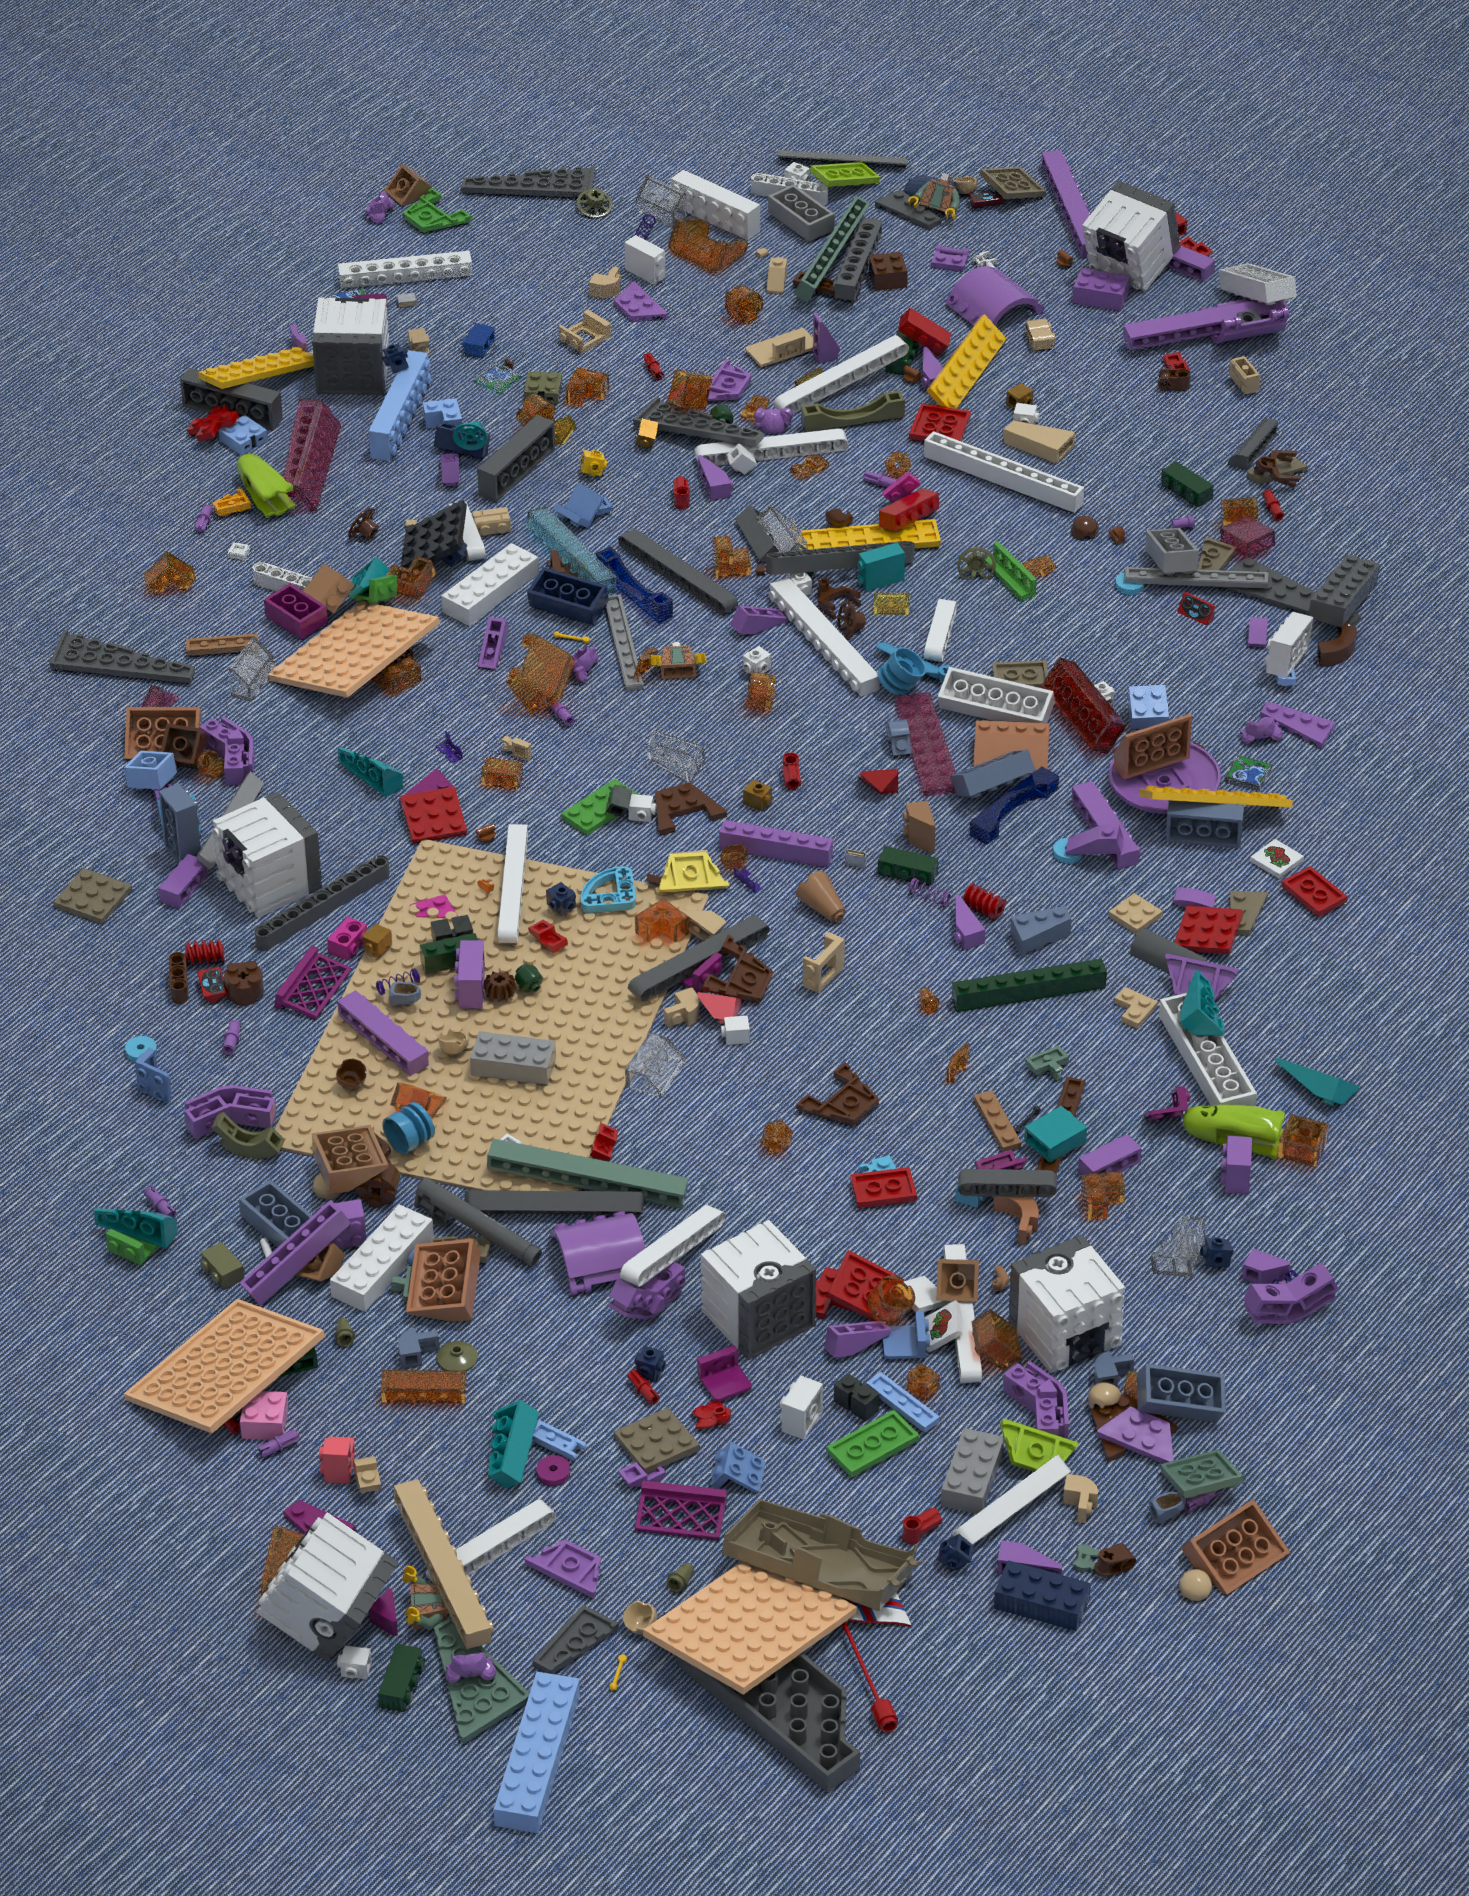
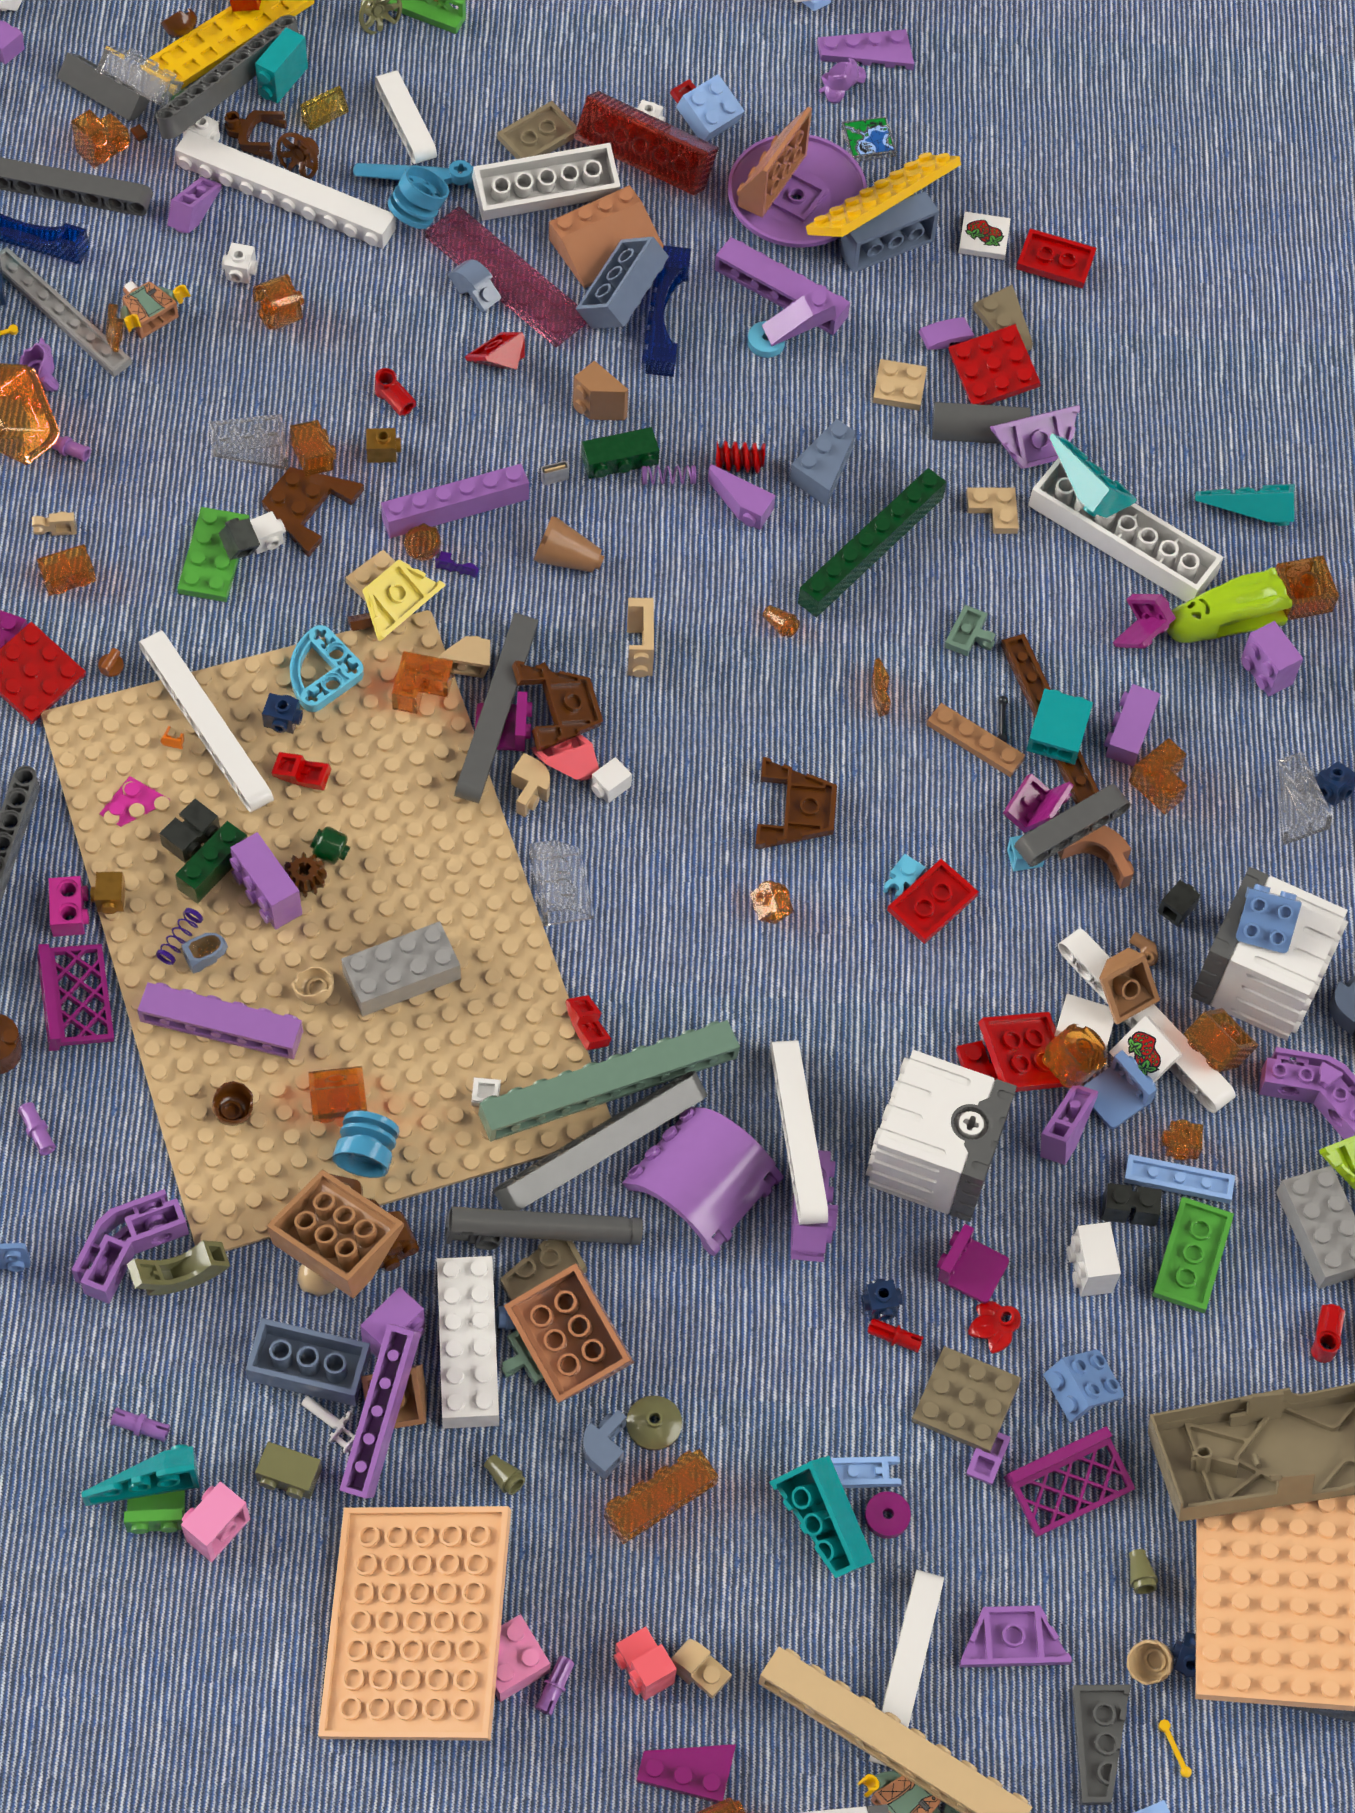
camera: 40 degrees left, 20 degrees up
(157, 1263) = (215, 1520): none -> bright pink brick
(711, 776) = (312, 447): none -> clear orange brick
(1062, 1260) = (1268, 918): none -> medium blue bracket

